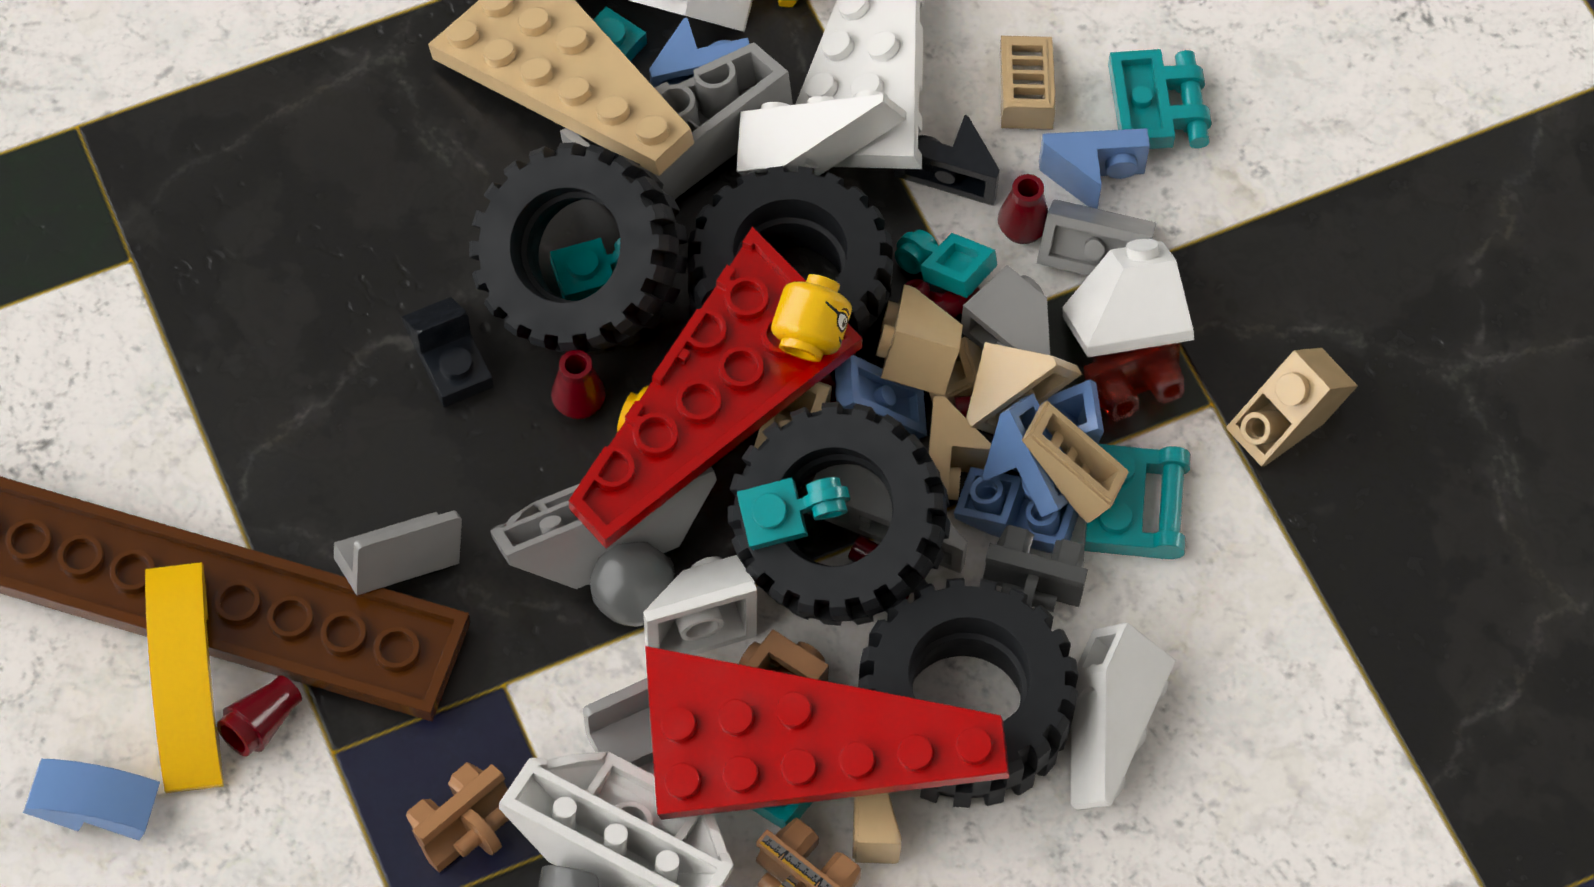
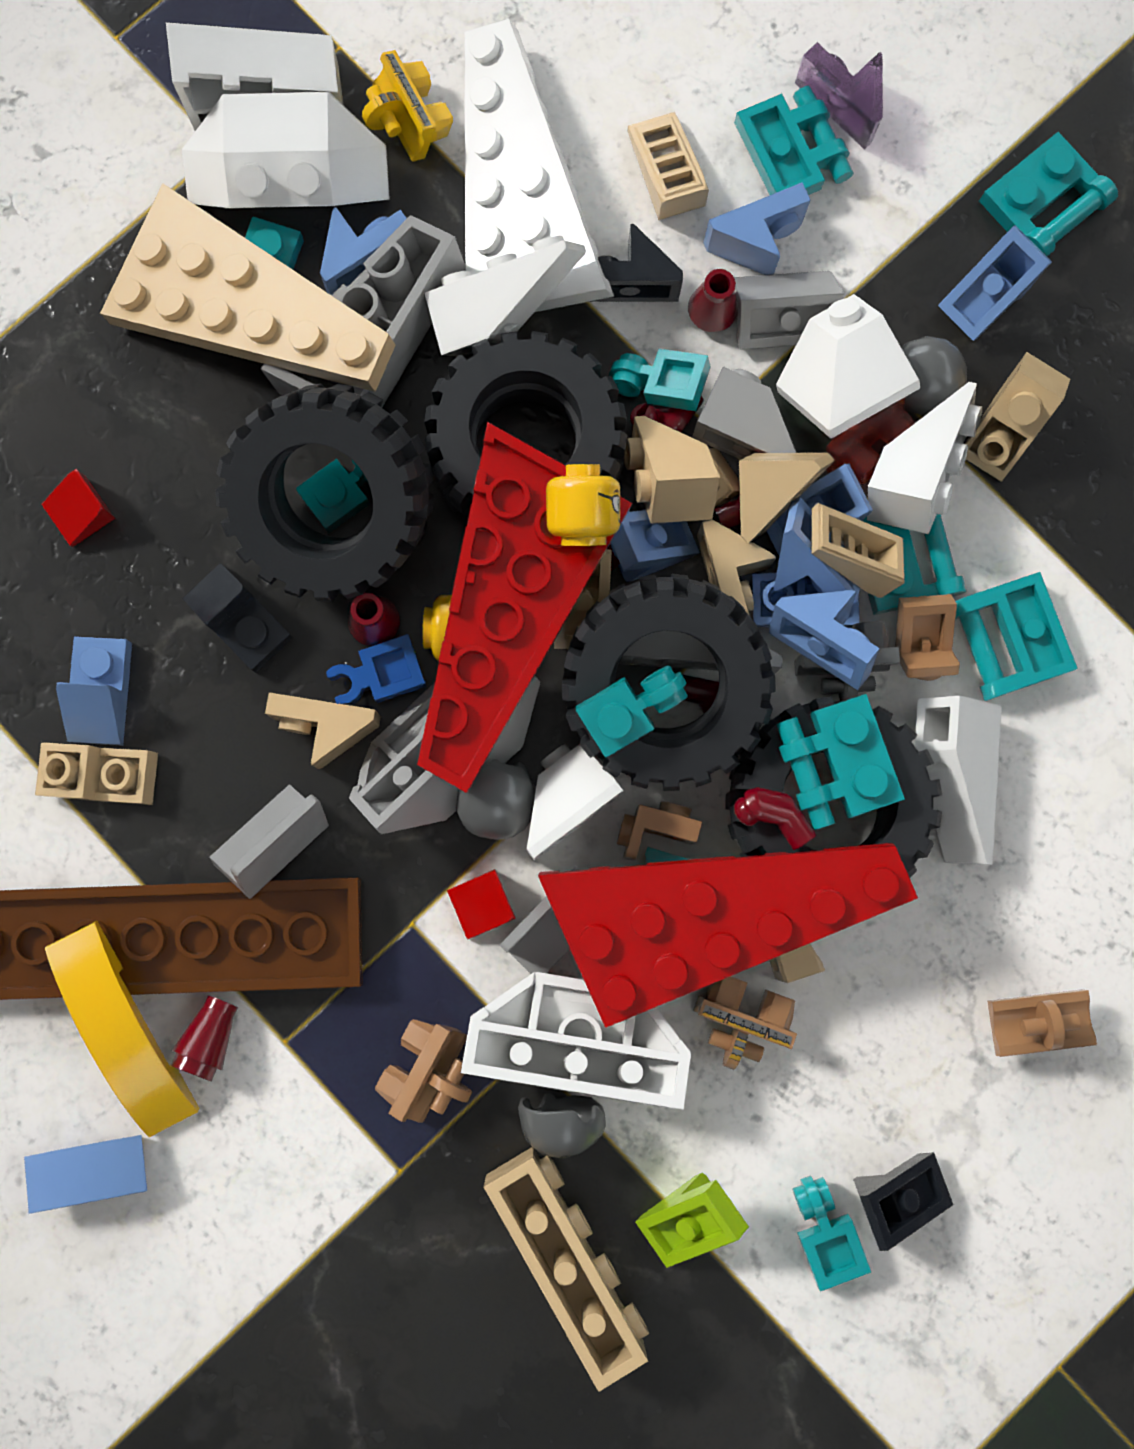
camera: 25 degrees left, 20 degrees up
(253, 446) = (96, 773): none -> tan slope
(284, 372) = (97, 694): none -> medium blue slope
(334, 206) = (77, 508): none -> red slope
(503, 469) = (336, 724): none -> tan slope
(571, 440) = (387, 671): none -> blue plate
(579, 681) = (481, 904): none -> red slope
(899, 652) = (775, 808): none -> dark red arm
(997, 634) = (855, 757): none -> teal plate
(1014, 524) = (816, 630): none -> medium blue slope
(1125, 576) = (927, 636): none -> medium nougat bracket
(1175, 412) = (917, 465): none -> white slope
(1222, 344) = (939, 371): none -> dark grey hair
(1226, 72) = (851, 100): none -> clear purple slope
(1235, 609) = (1028, 629): none -> teal plate
(1316, 272) = (995, 283): none -> medium blue slope
(1396, 208) = (1042, 181): none -> teal plate

